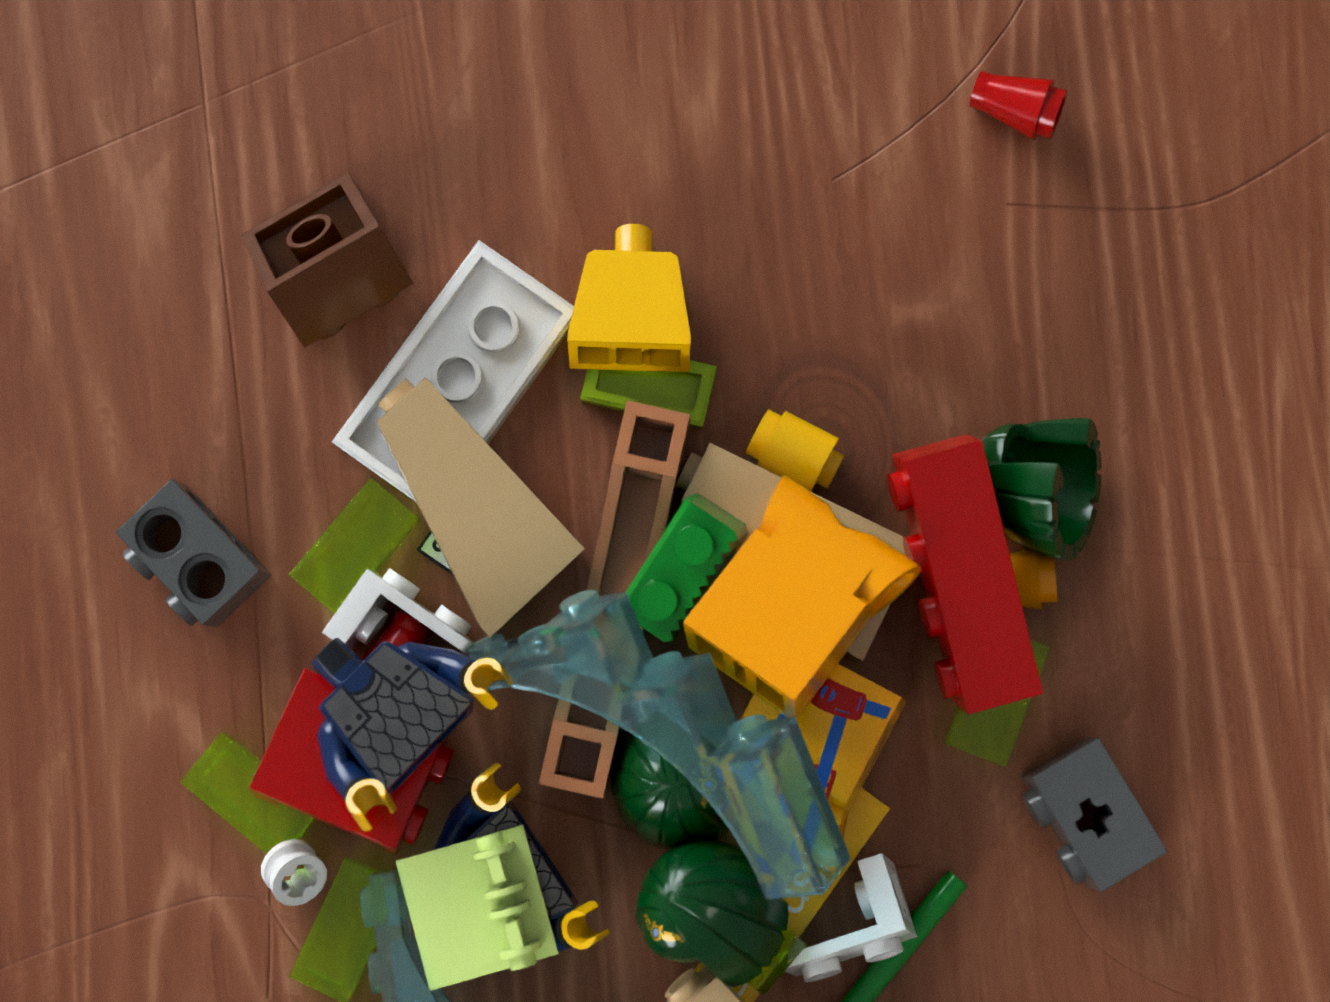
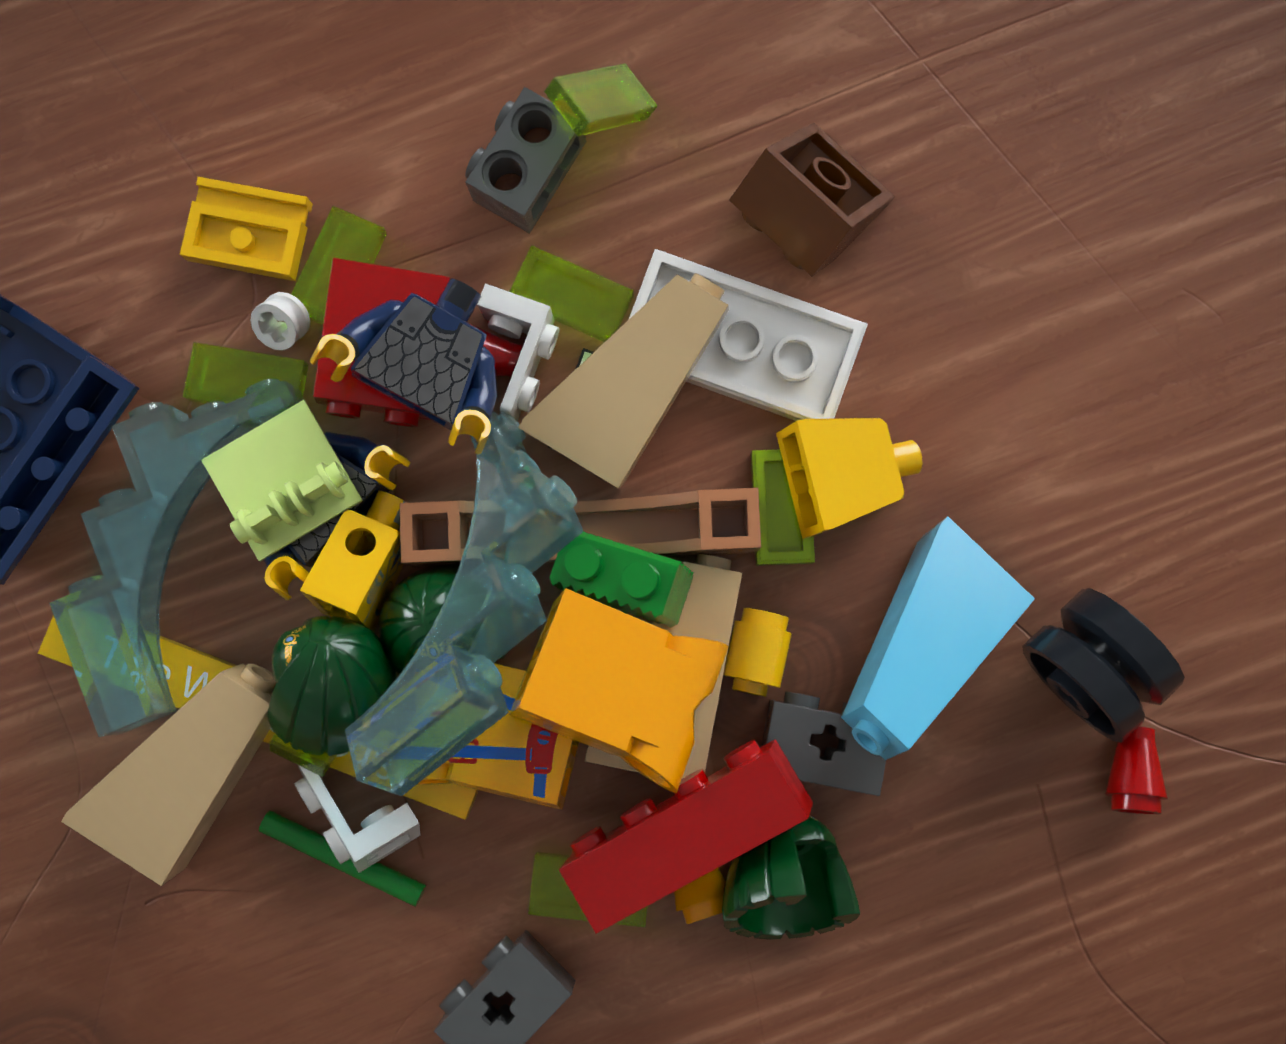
camera: 80 degrees right, 0 degrees up
(152, 453) = (600, 99): none -> clear neon green tile
(177, 885) = (246, 229): none -> yellow plate
(607, 863) = (354, 584): none -> yellow torso
(830, 266) = (932, 639): none -> medium azure slope
(902, 103) = (1103, 664): none -> black wheel
(914, 369) = (841, 767): none -> dark grey brick

